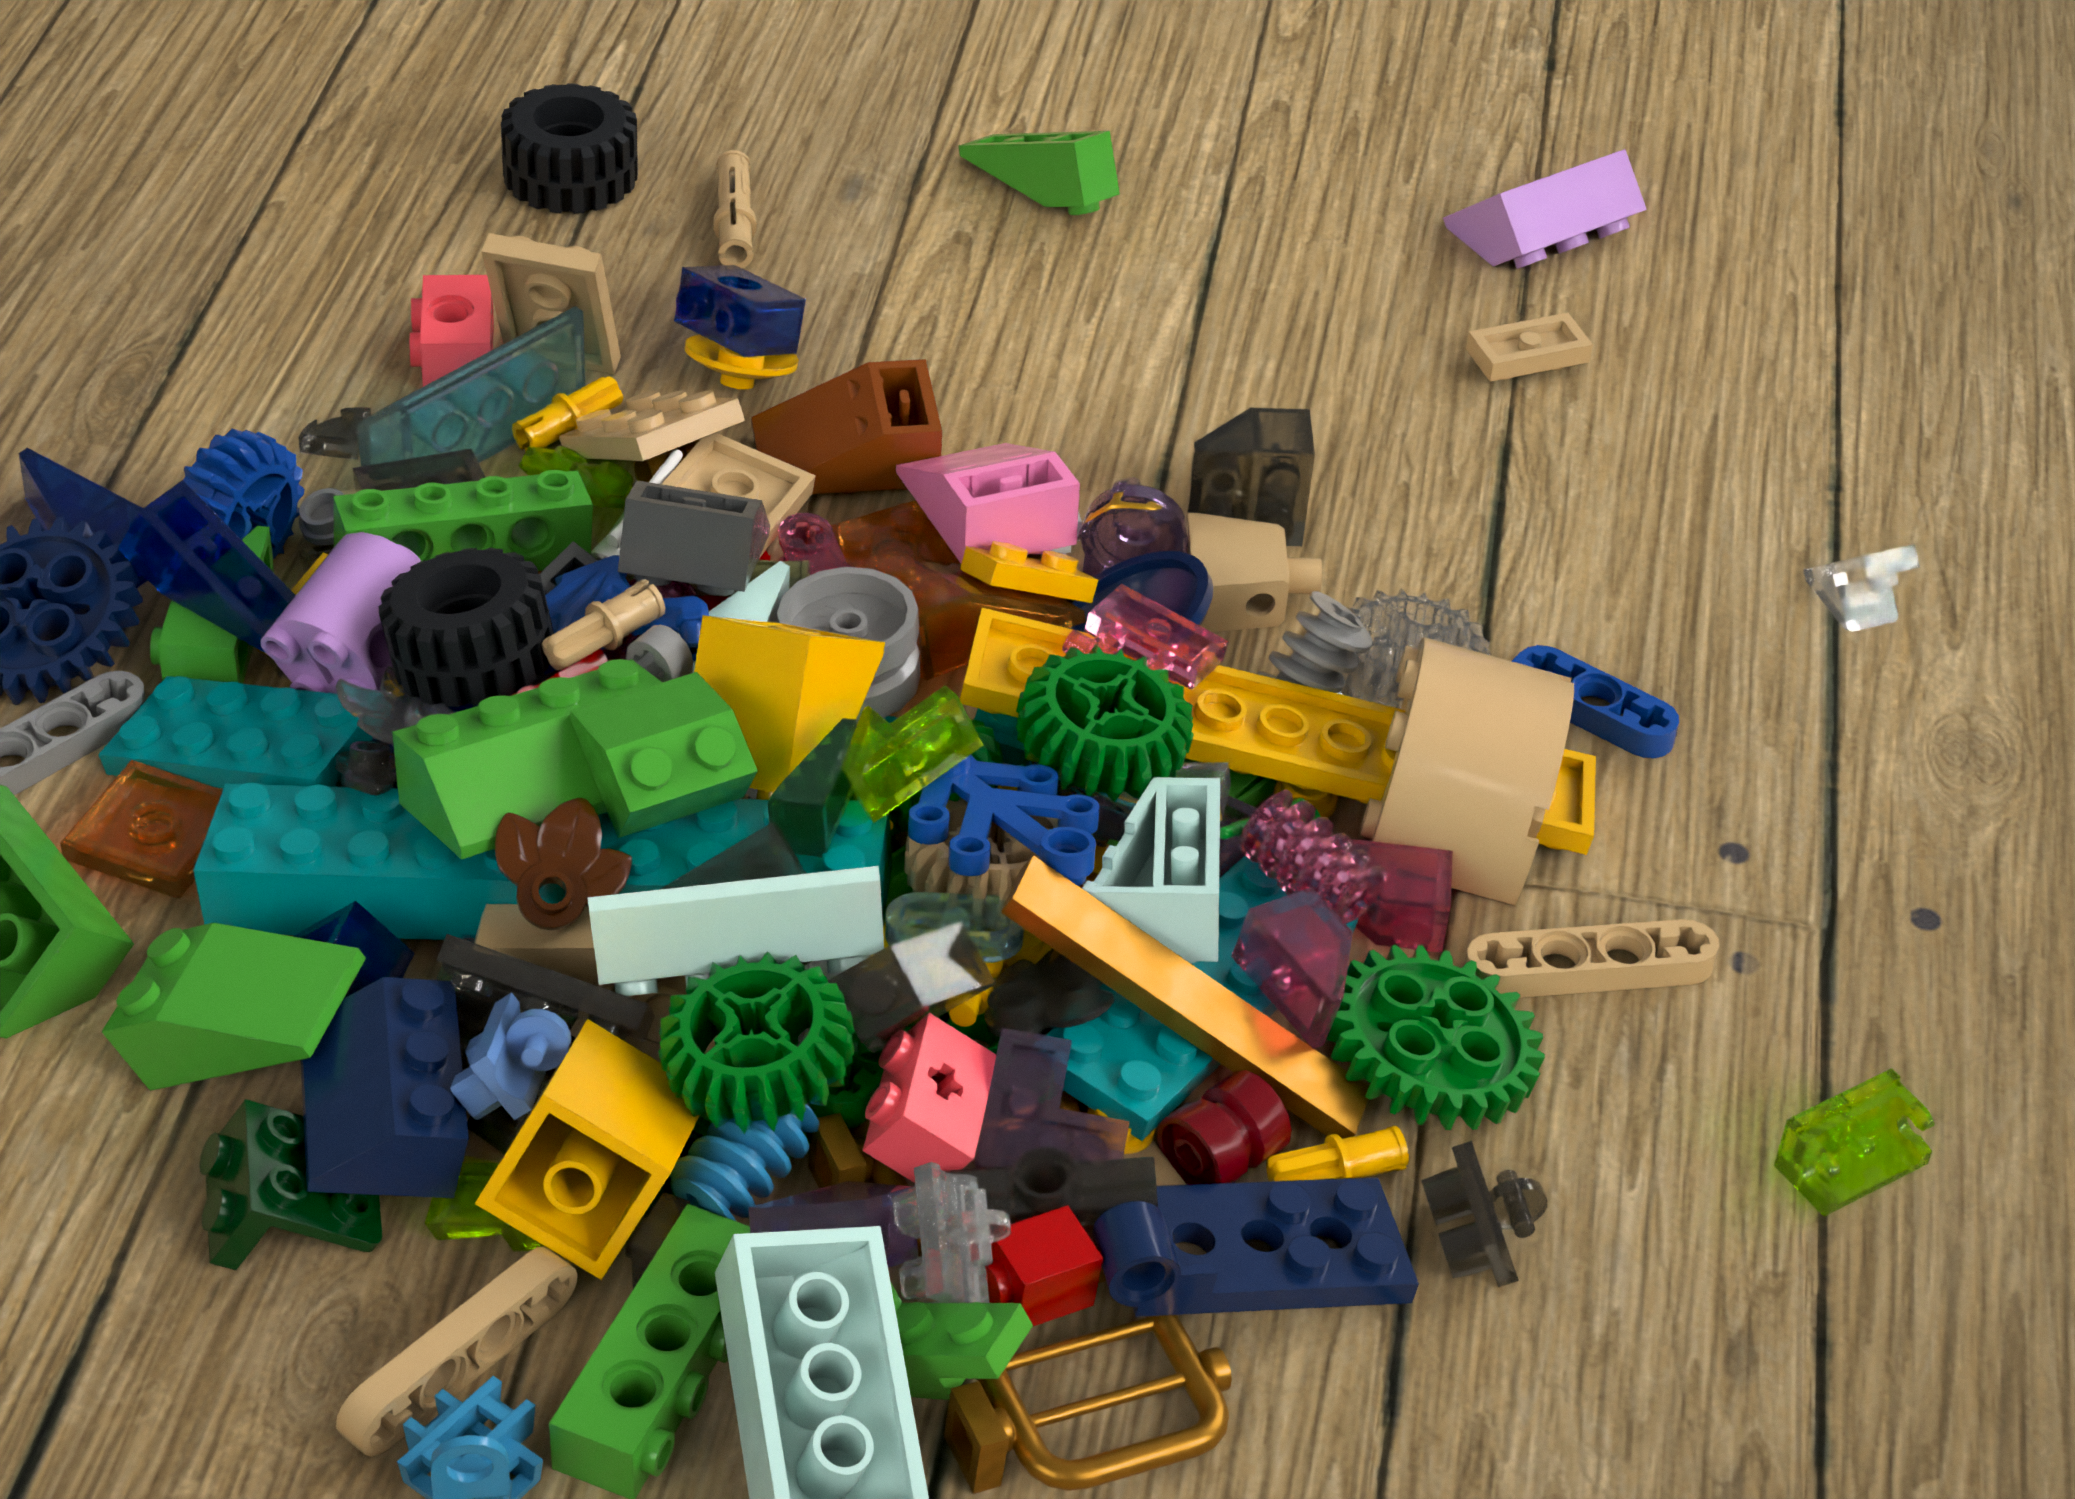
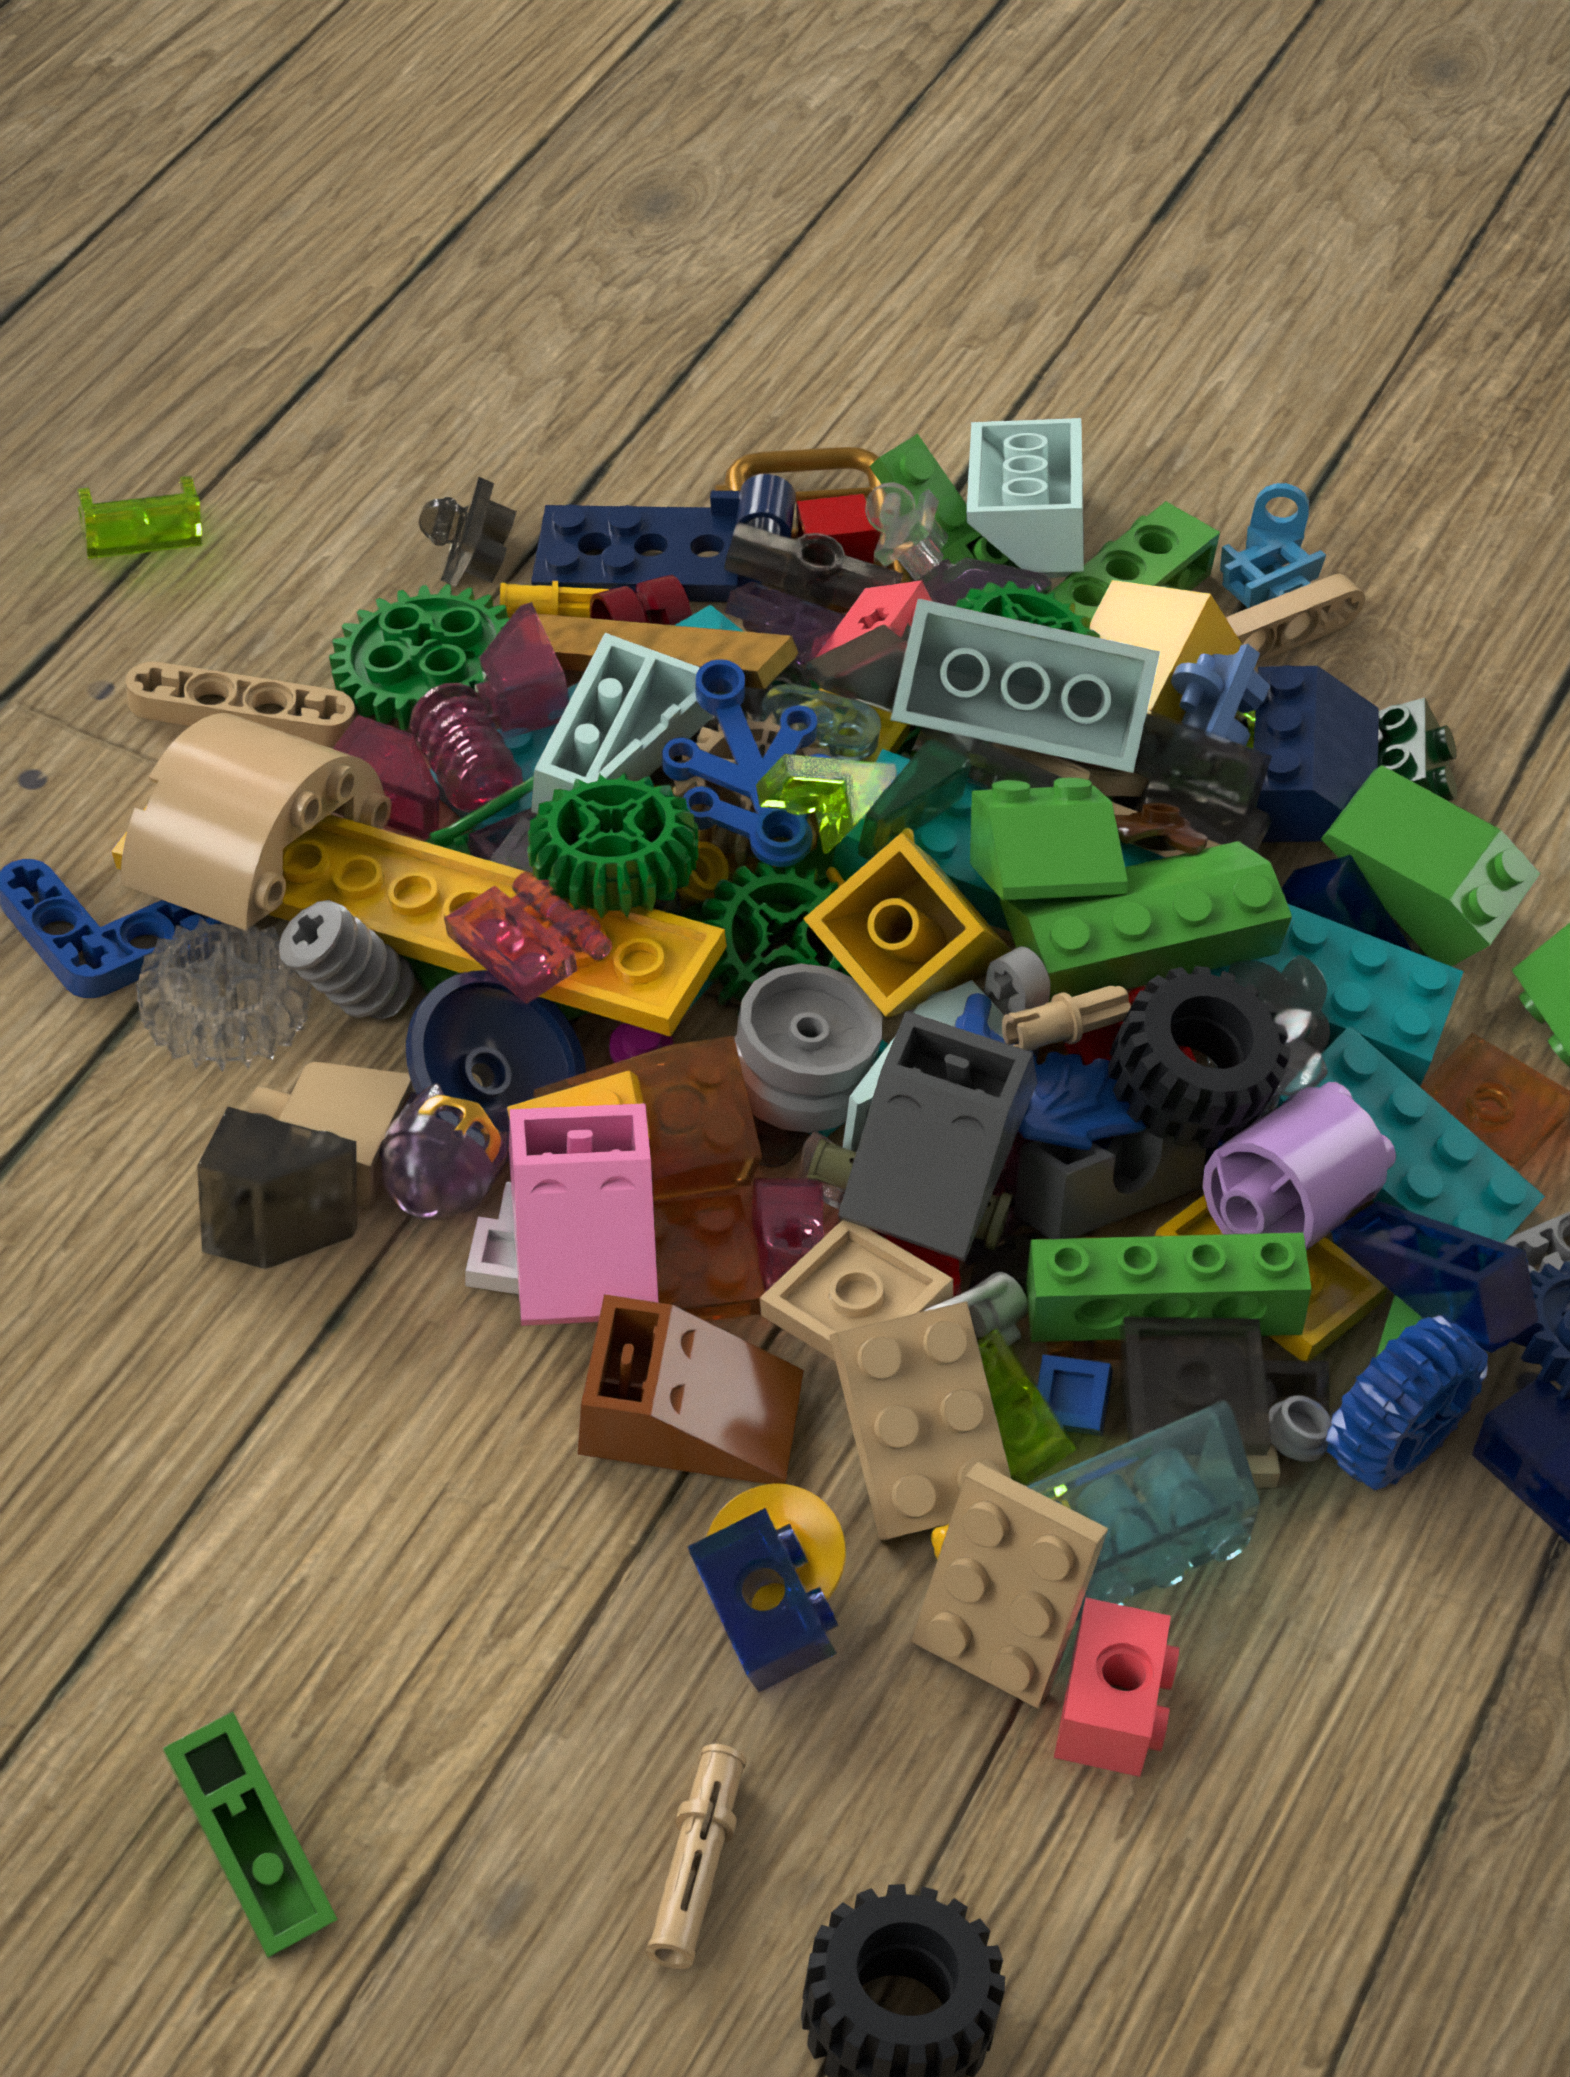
camera: 165 degrees left, 5 degrees up
(334, 436) = (1272, 1587): clear smoke tile -> none

